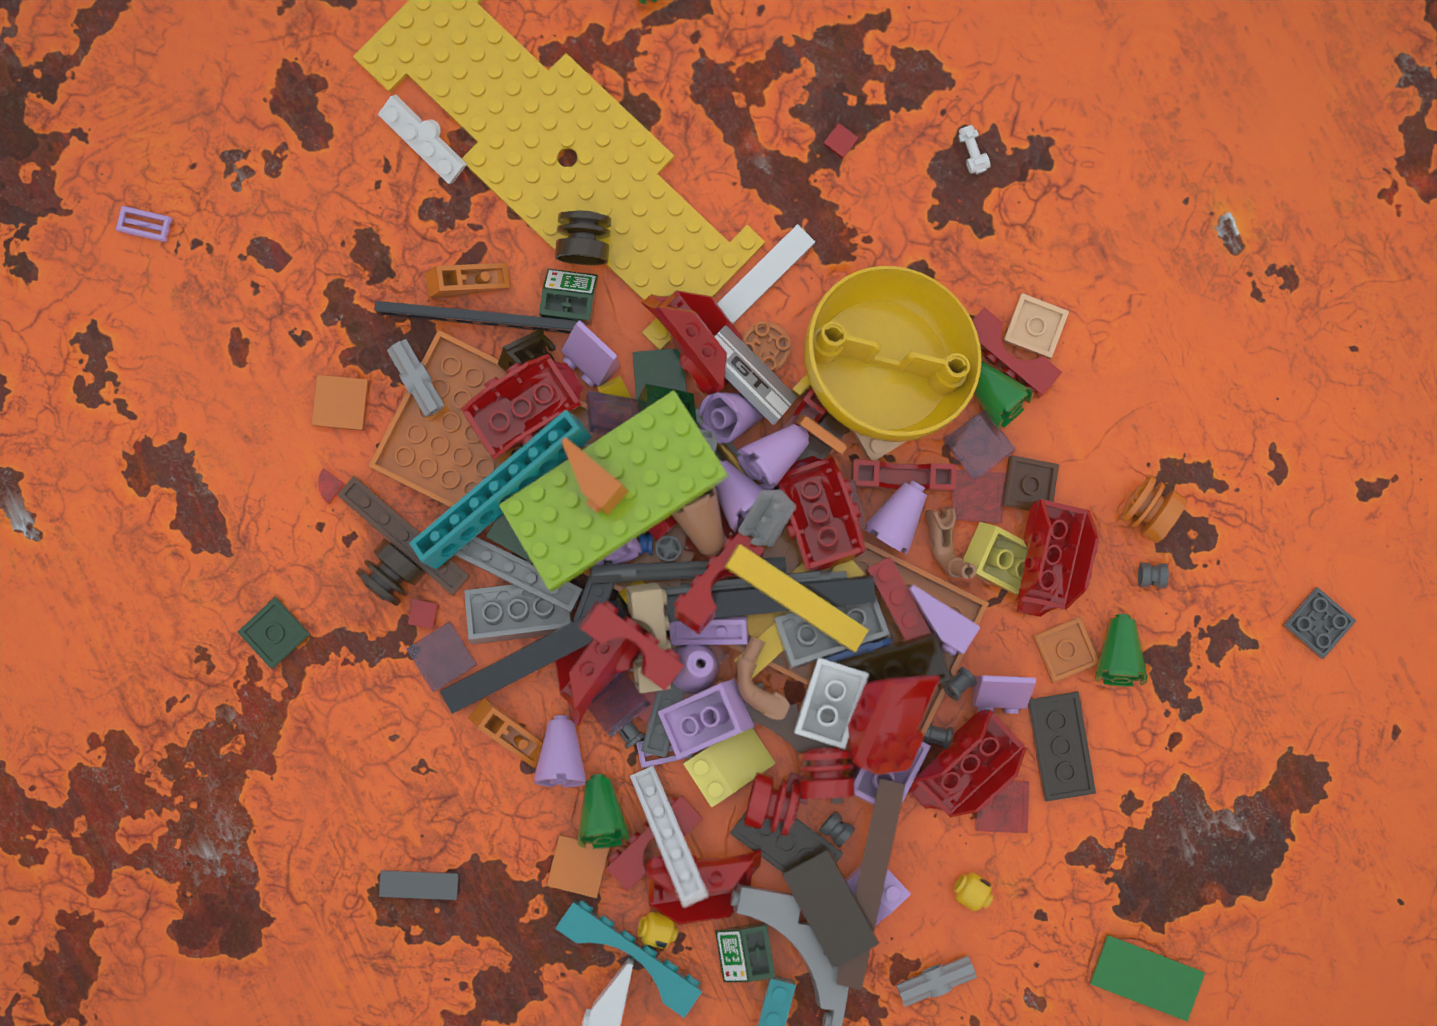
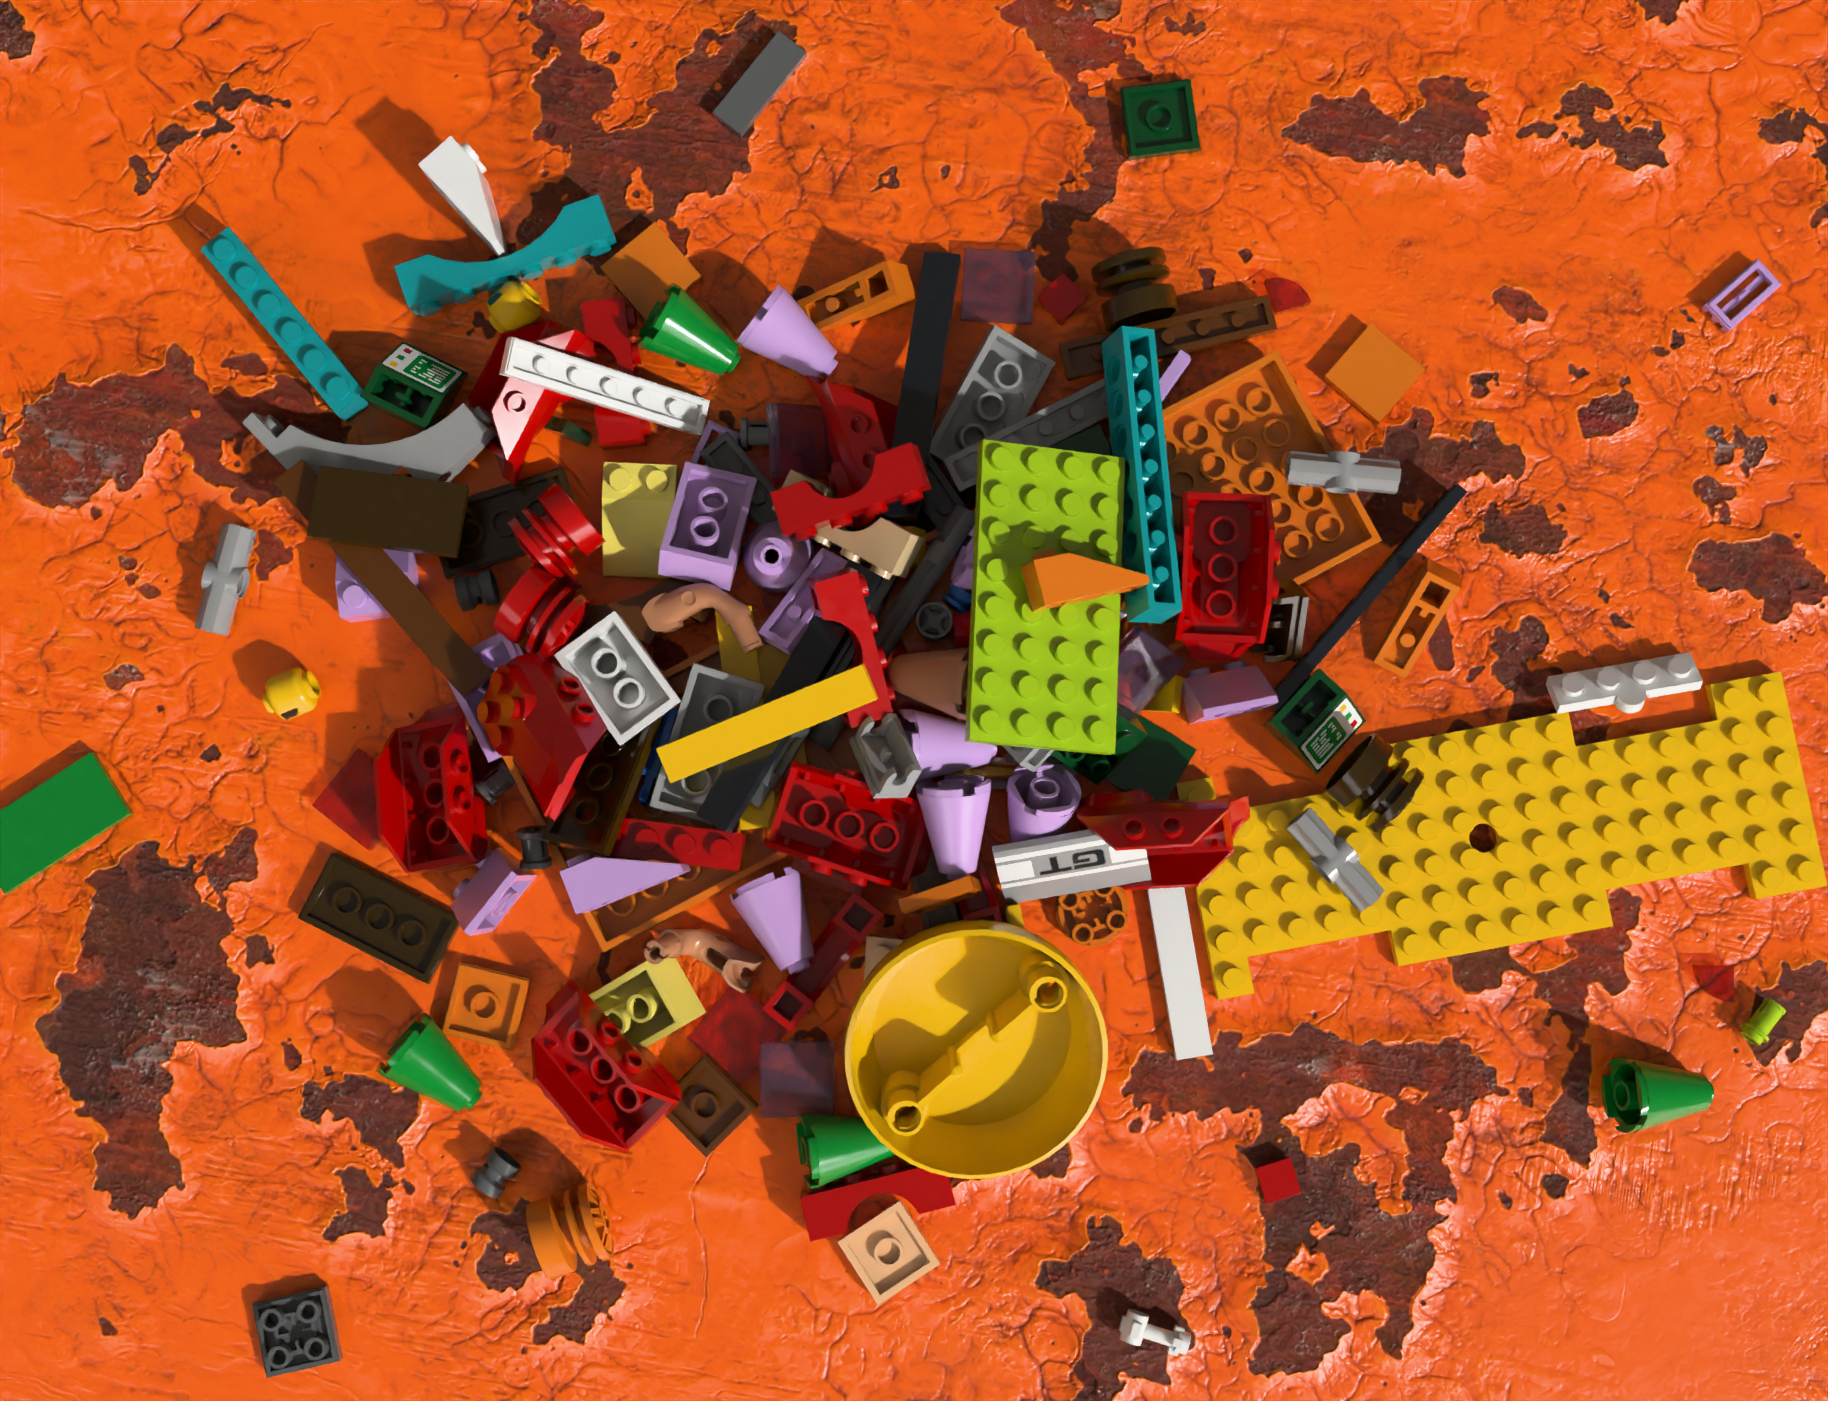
camera: 130 degrees right, 0 degrees up
(423, 516) = (1173, 373): none -> lavender tile
(641, 231) = (1334, 859): none -> light grey piece
(706, 843) = (569, 431): none -> tile

